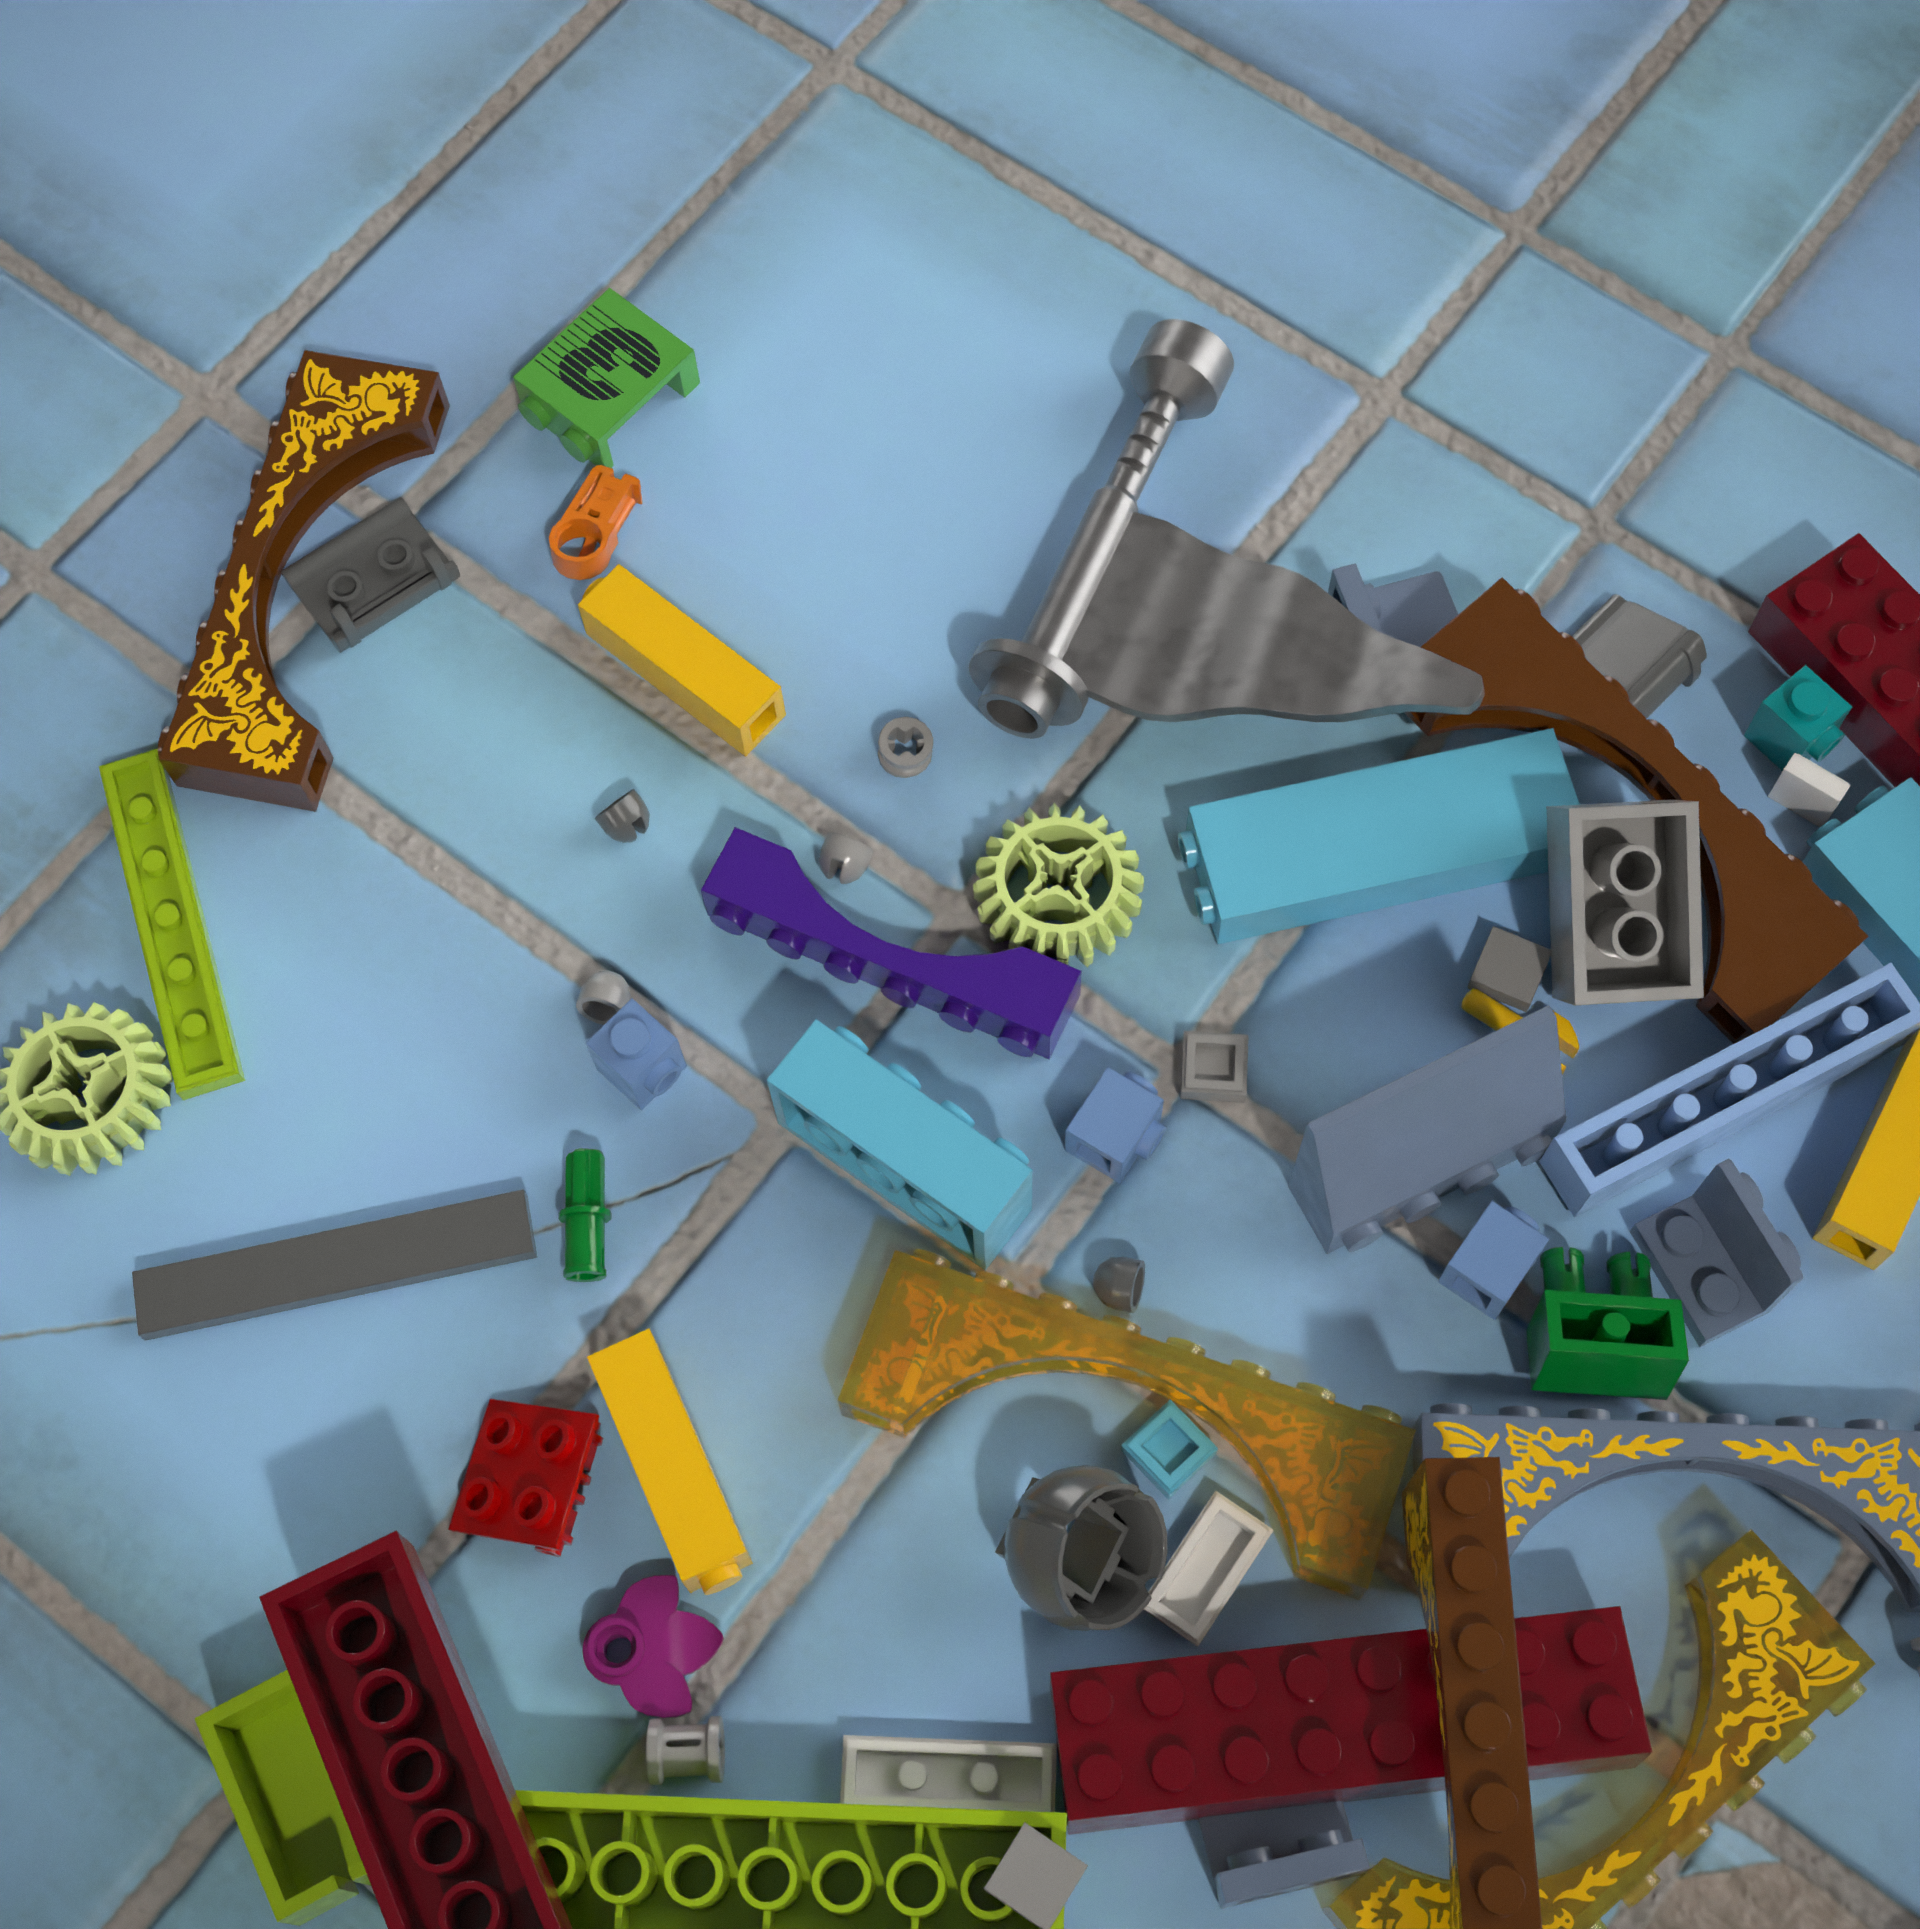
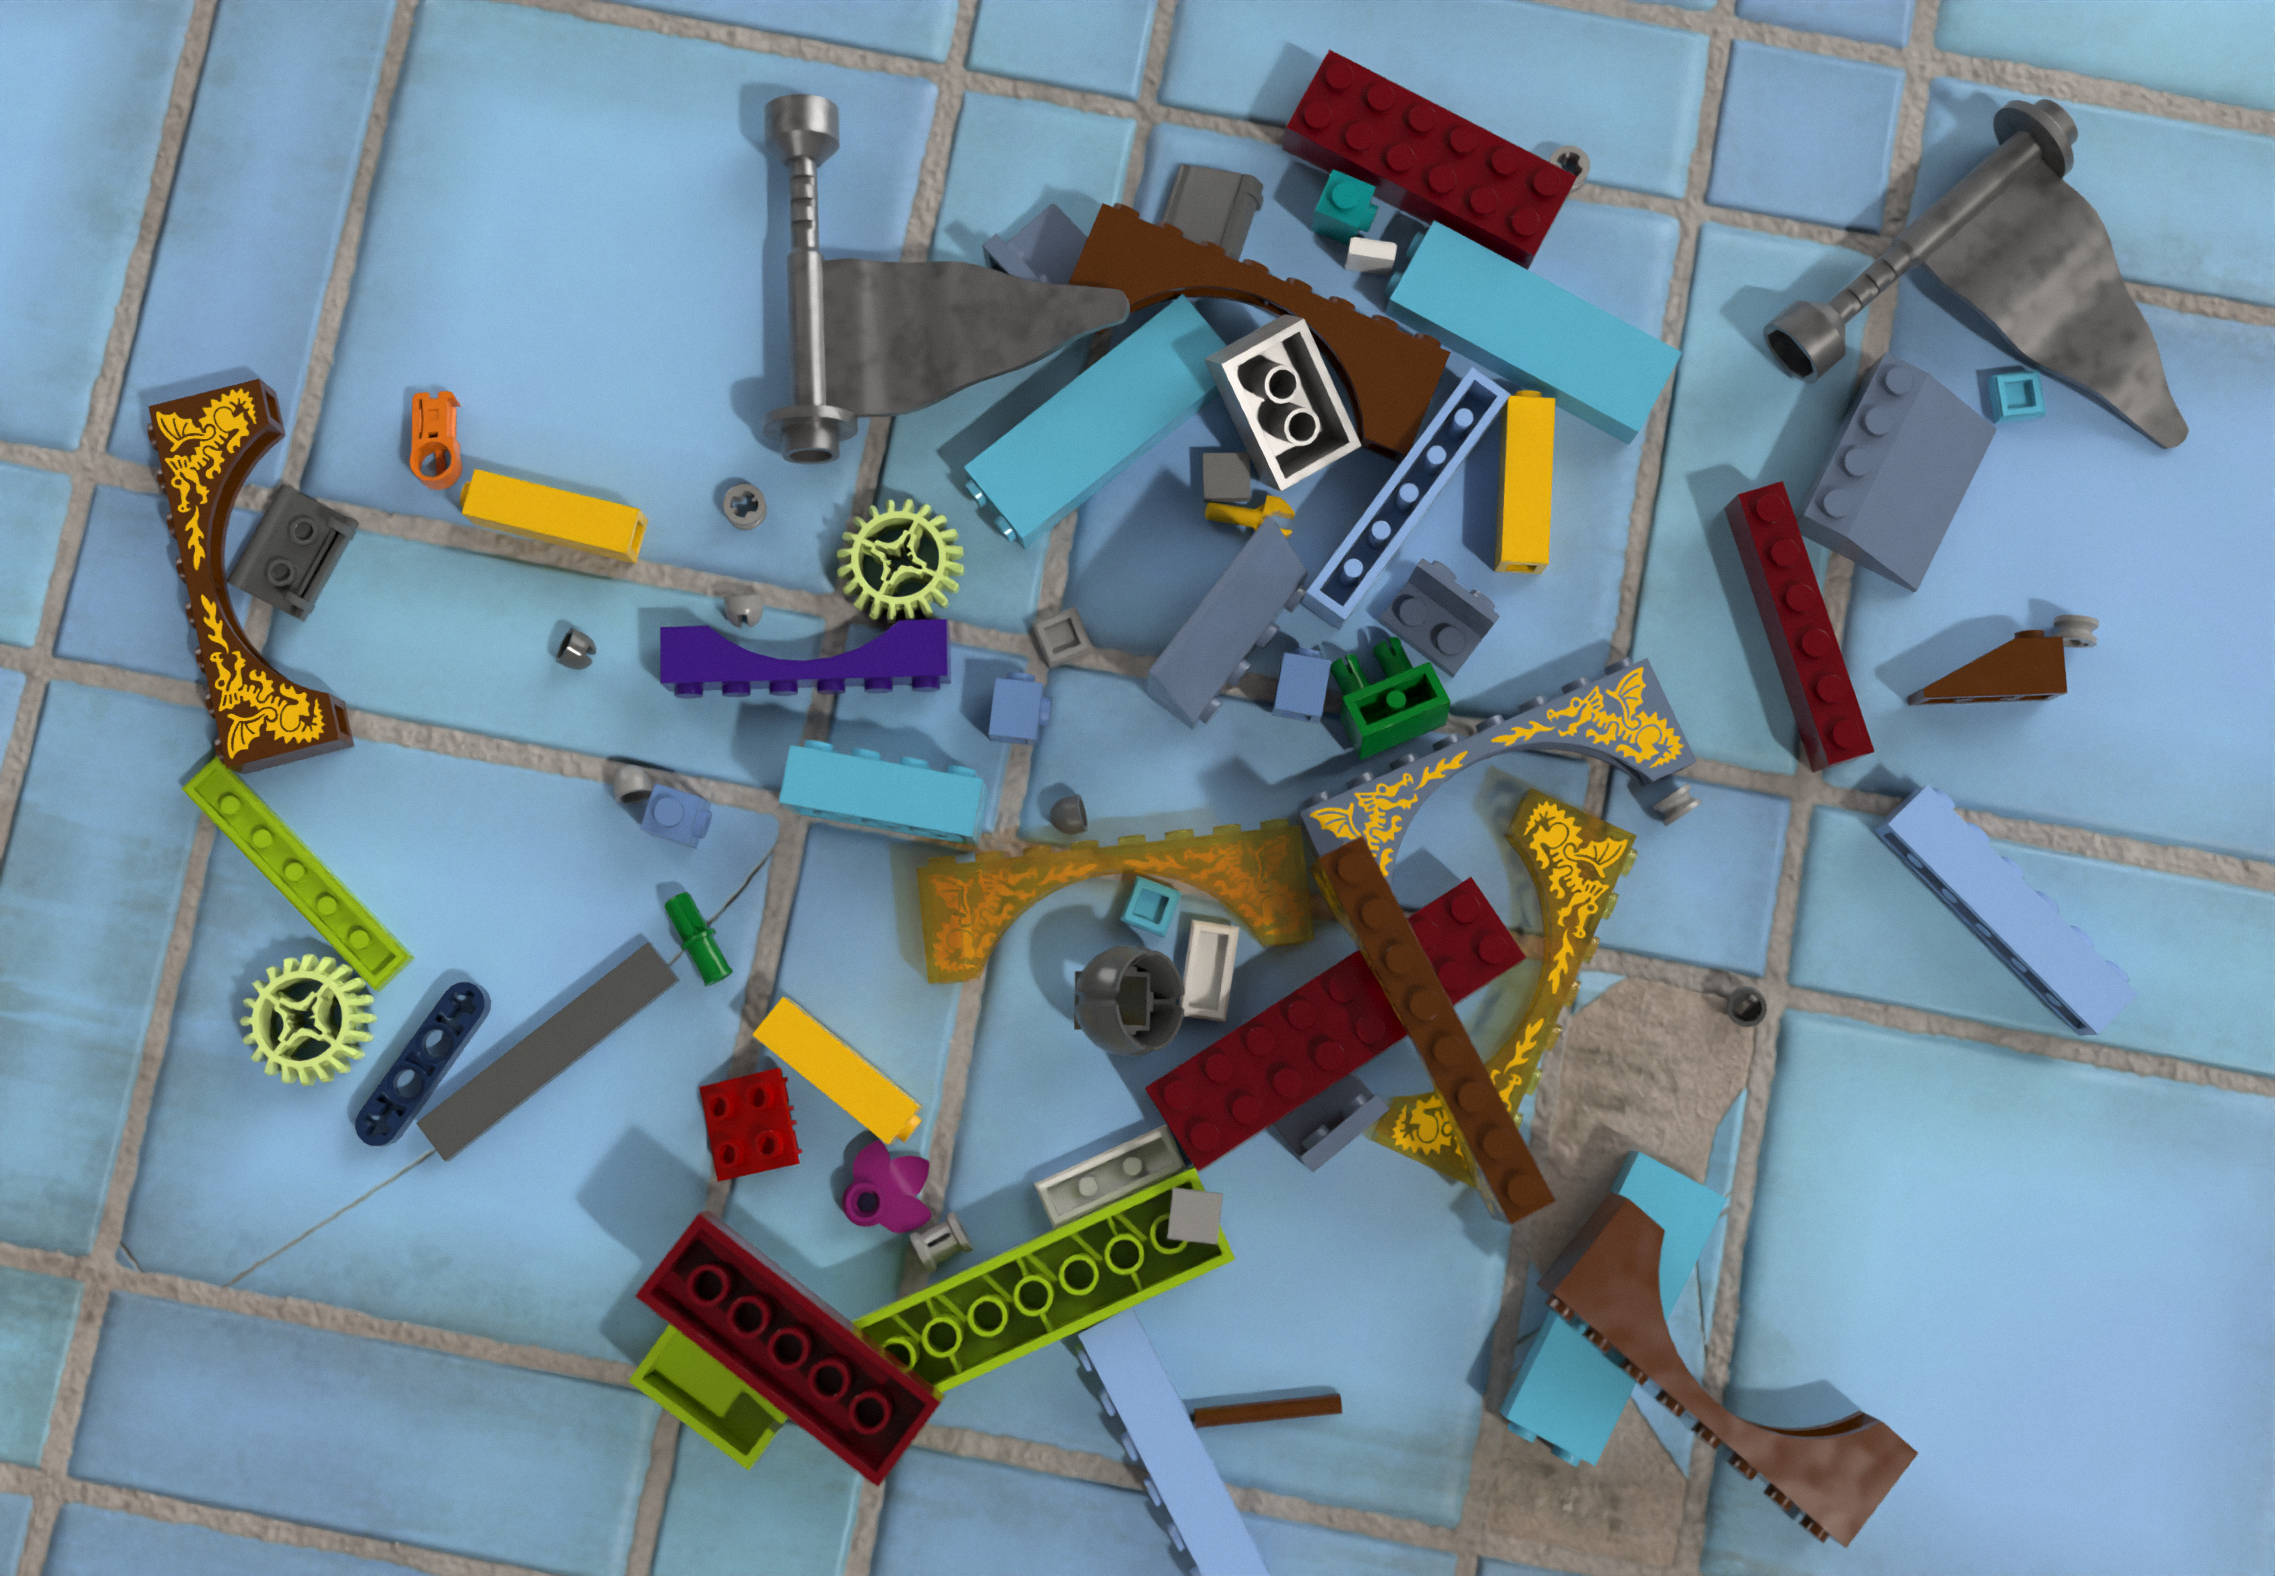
camera: 30 degrees left, 15 degrees up
(178, 1197) = (430, 1069): none -> dark blue beam
(602, 375) = (380, 322): bright green panel -> none

